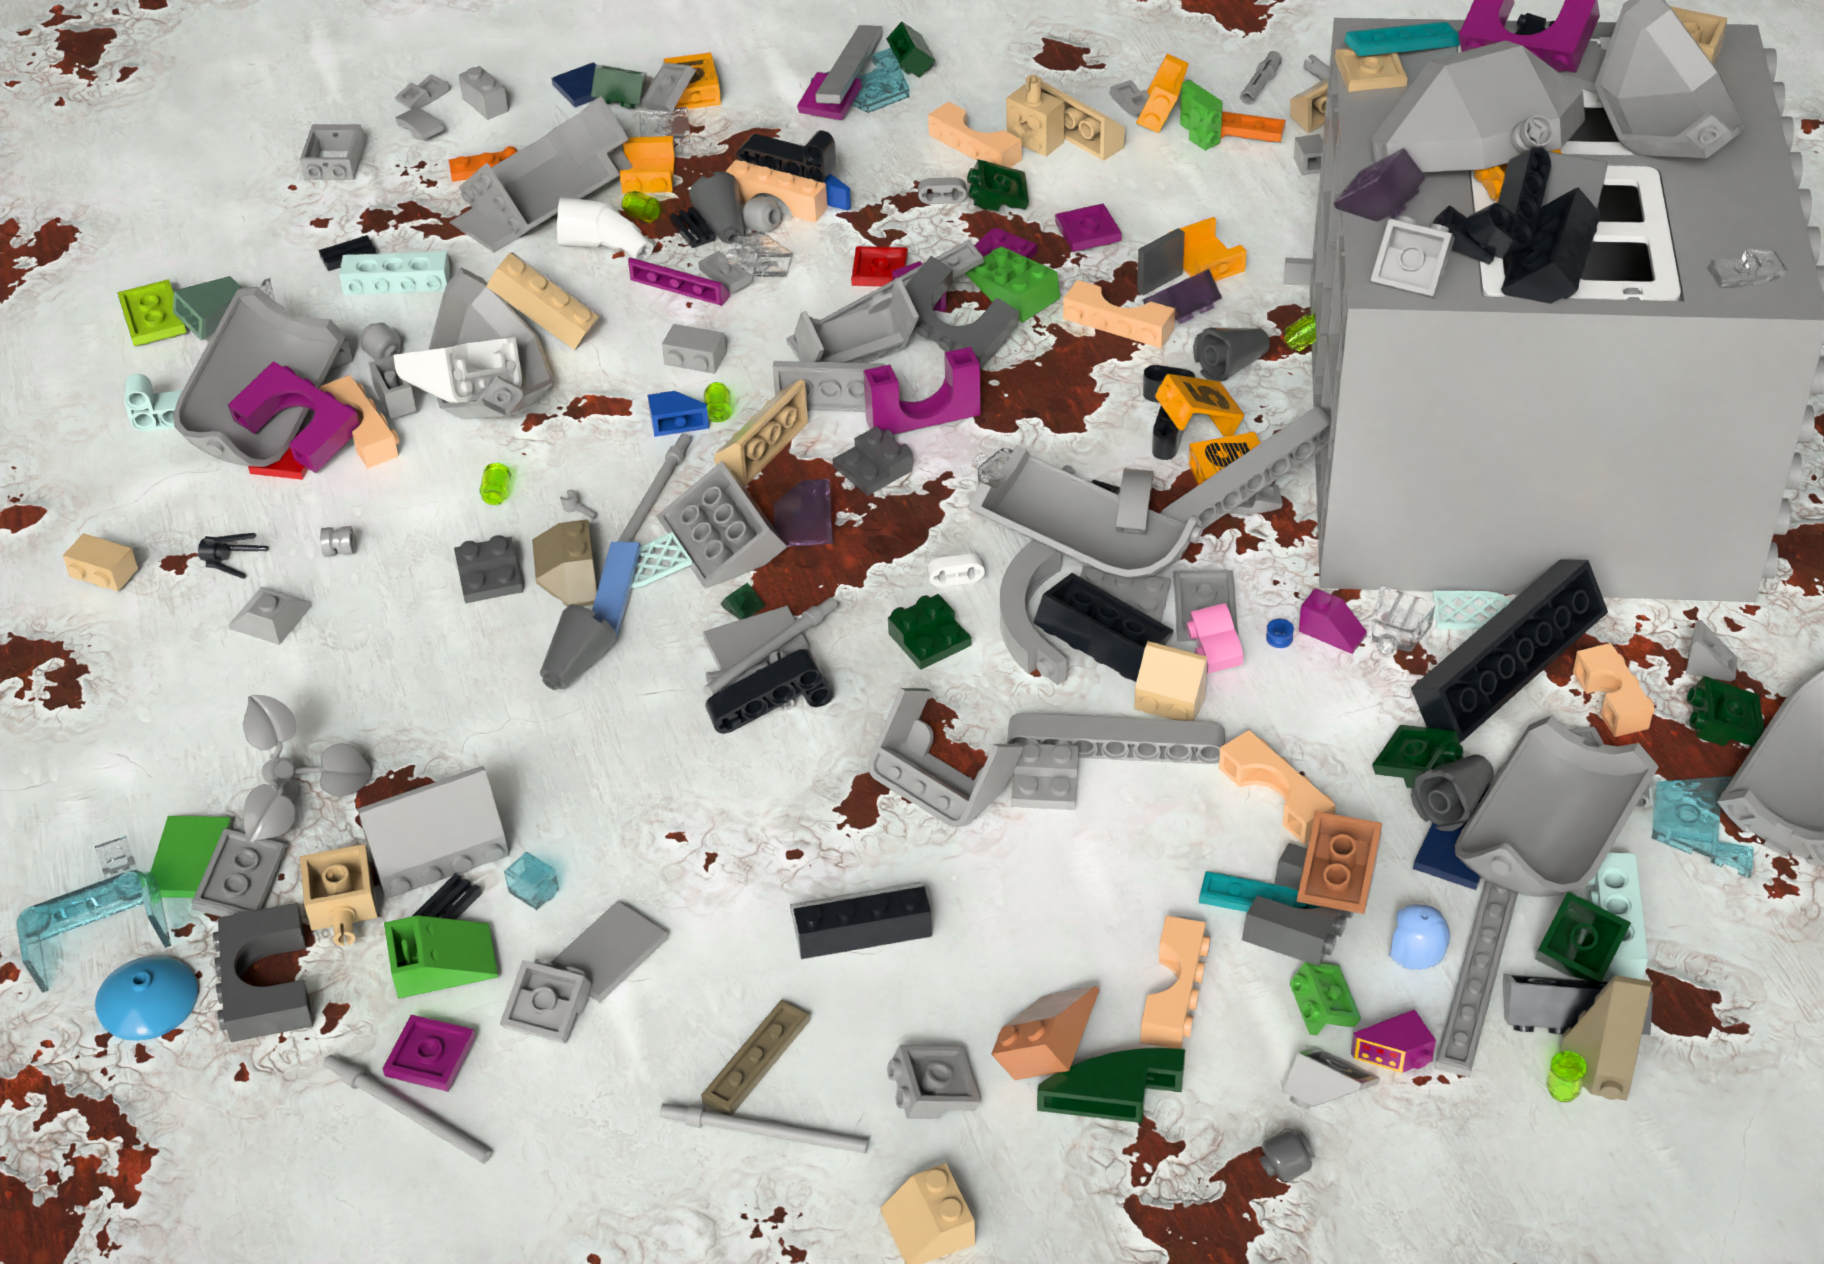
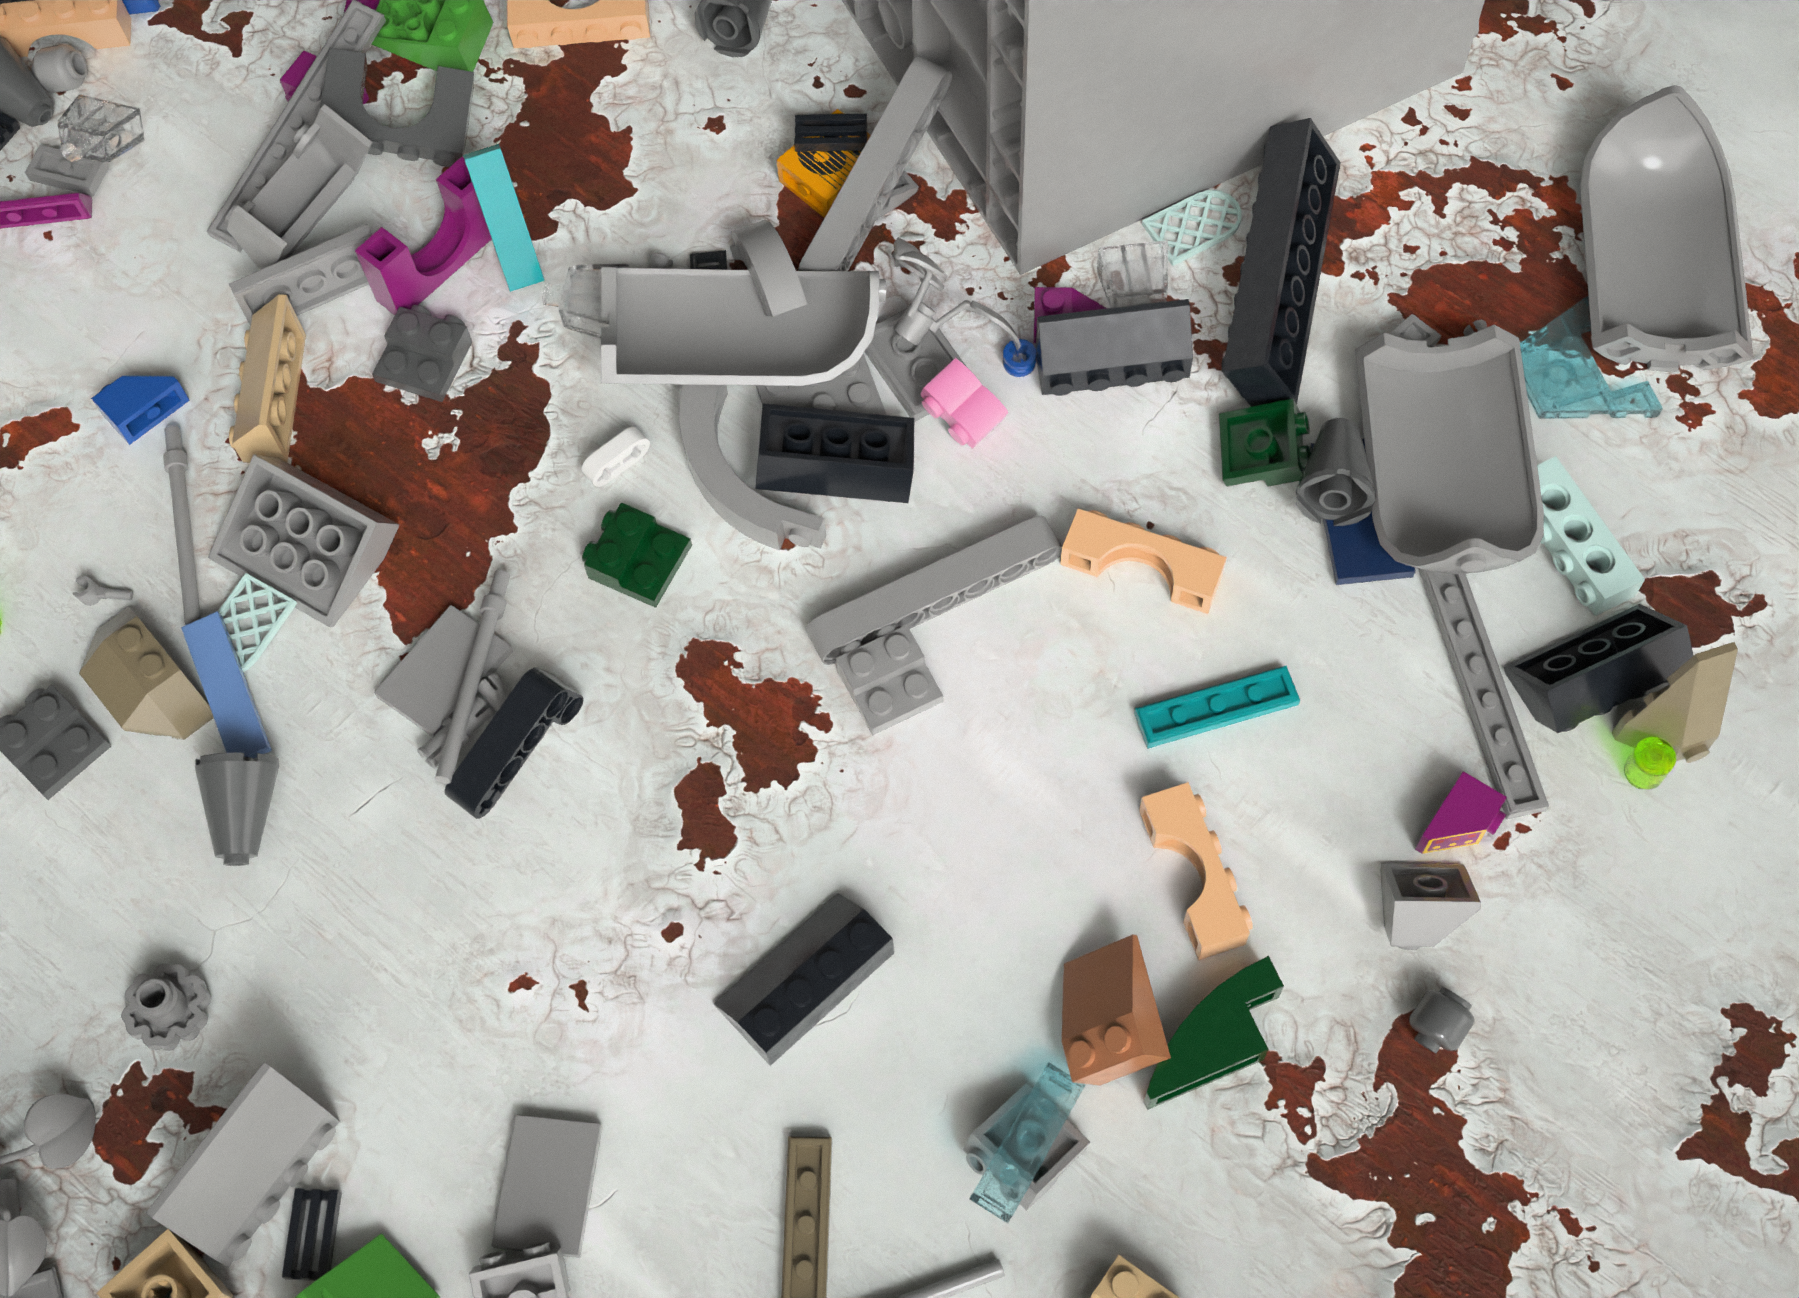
camera: 30 degrees left, 20 degrees up
(451, 739) = (166, 1007): none -> light grey plant
(531, 880) = (398, 1148): clear light blue brick -> none
(694, 348) = (101, 300): light grey brick -> none
(718, 402) = (180, 360): clear neon green brick -> none
(742, 602) = (393, 626): clear green slope -> none
(805, 514) = (390, 468): clear purple slope -> none
(875, 265) = (249, 74): red tile -> none
(907, 768) = (763, 752): light grey windscreen -> none
(933, 1069) = (1027, 1143): none -> clear light blue tile
(976, 396) = (503, 217): none -> tile
(1165, 433) = (710, 88): black beam -> none
(1171, 682) = (956, 491): slope -> none
(1189, 395) = (750, 95): light orange panel -> none
(1219, 572) = (918, 315): none -> light grey plant
(1233, 439) = (831, 127): none -> black tile
(1292, 930) = (1284, 657): dark grey arch -> none
(1323, 997) = (1353, 801): bright green bracket -> none
(1340, 862) = (1293, 641): nougat slope -> none
(1348, 648) = (1114, 347): none -> slope
(1420, 937) = (1411, 673): light blue piece -> none
(1582, 939) = (1571, 592): dark green slope -> none
(1625, 704) = (1381, 237): light nougat arch -> none
(1710, 656) = (1466, 166): light grey slope -> none
(1725, 713) = (1527, 231): dark green plate -> none

